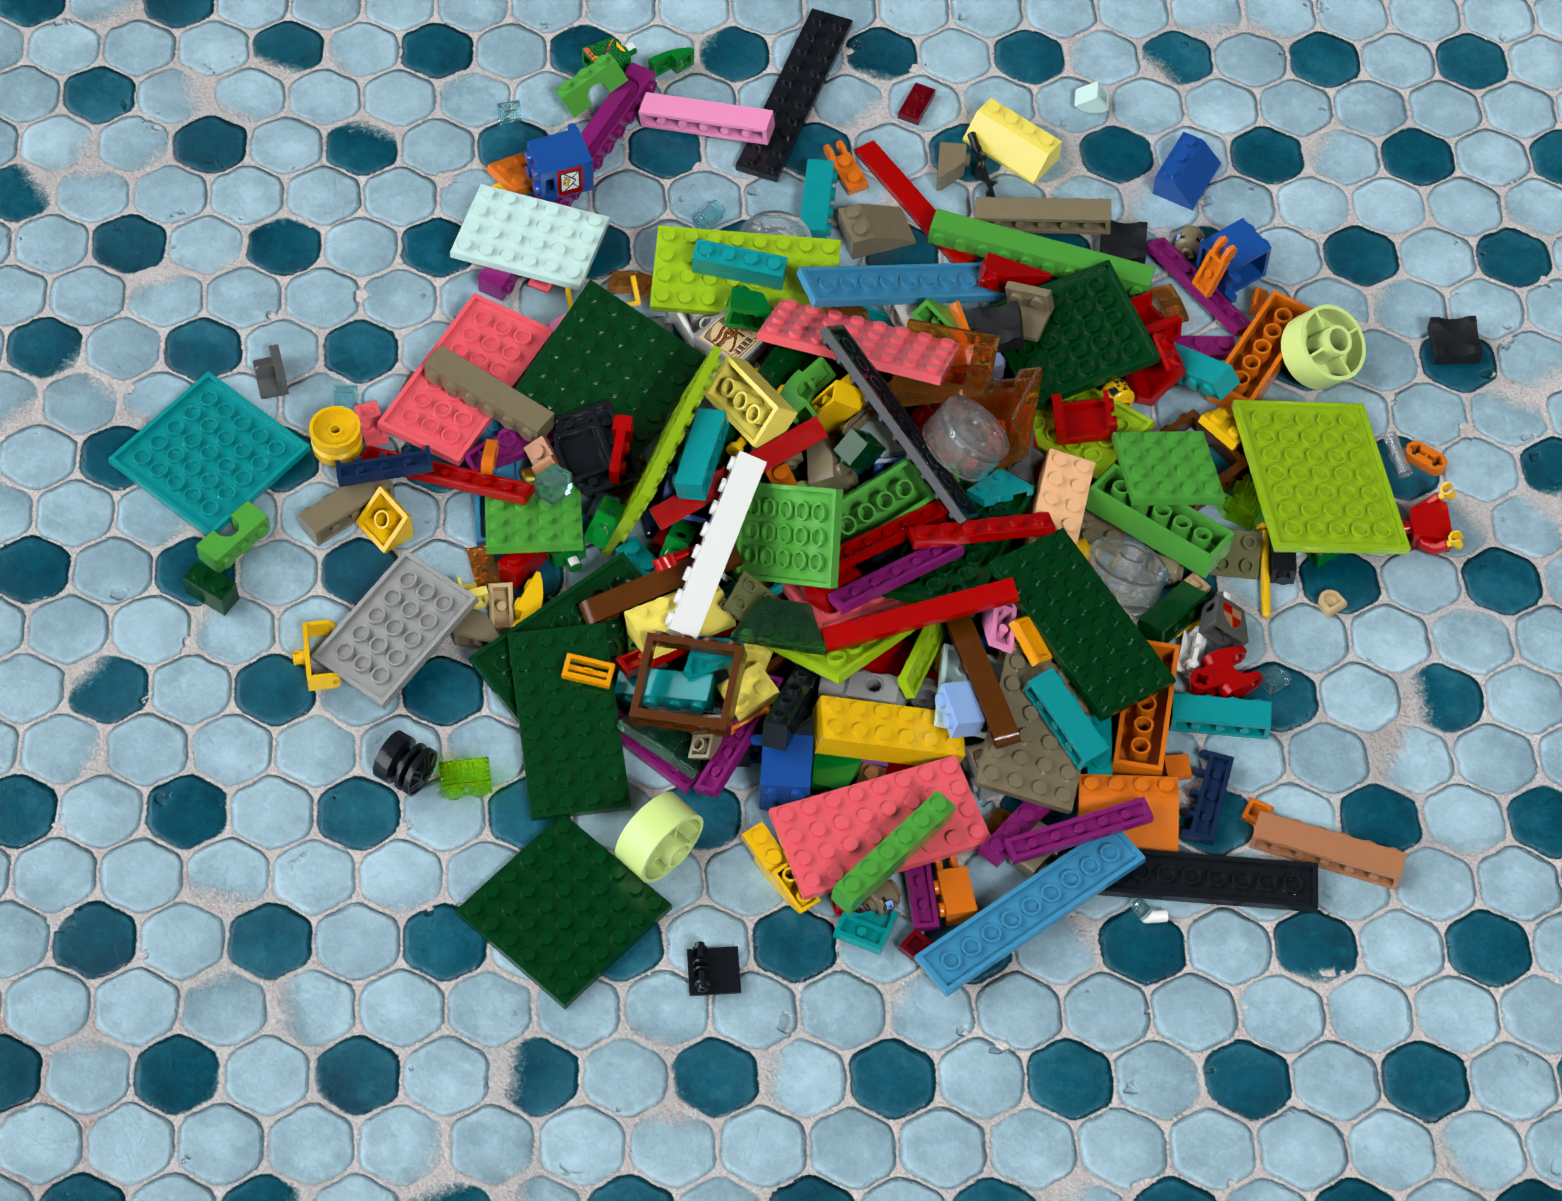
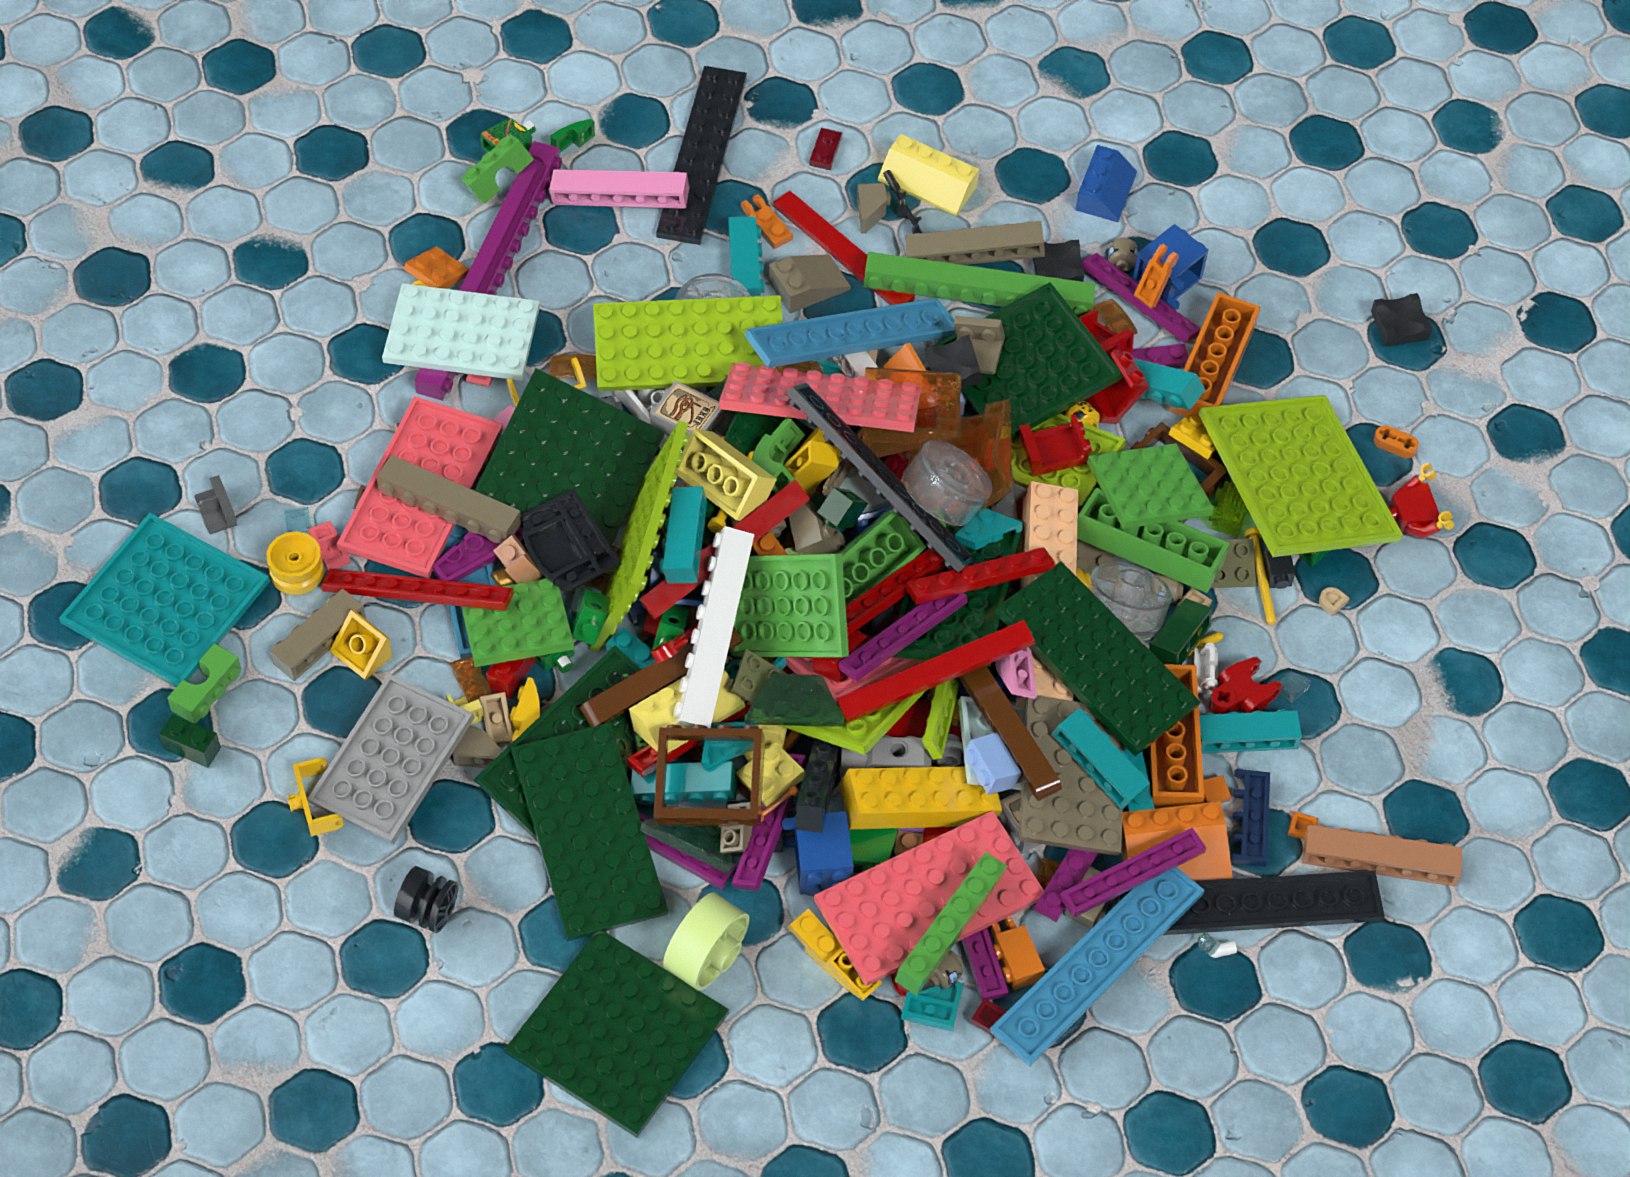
camera: 10 degrees left, 0 degrees up
(384, 467) = (352, 590): dark blue hinge -> none
(465, 778) = (491, 906): clear neon green brick -> none
(489, 456) = (460, 564): orange beam -> none
(509, 111) = (417, 206): clear light blue tile -> none
(553, 484) = (531, 584): clear light blue brick -> none
(559, 164) = (480, 253): blue container -> none
(588, 671) = (603, 785): light orange tile -> none
(623, 437) = (595, 523): red plate -> none
(708, 215) = (638, 286): clear light blue brick -> none
(713, 970) = (784, 1073): black hinge -> none
(739, 264) = (683, 333): teal brick -> none
(746, 309) = (699, 379): green torso -> none
(935, 313) = (887, 358): bright green slope -> none
(998, 270) = (941, 308): red slope -> none
(1030, 641) = (1051, 683): light orange tile -> none
(1092, 98) = (999, 123): light aqua brick -> none
(1223, 622) = (1233, 635): dark grey torso -> none
(1257, 300) = (1201, 305): orange piece -> none
(1323, 347) = (1277, 343): yellowish green piece -> none
(1397, 454) = (1368, 441): clear pin -> none

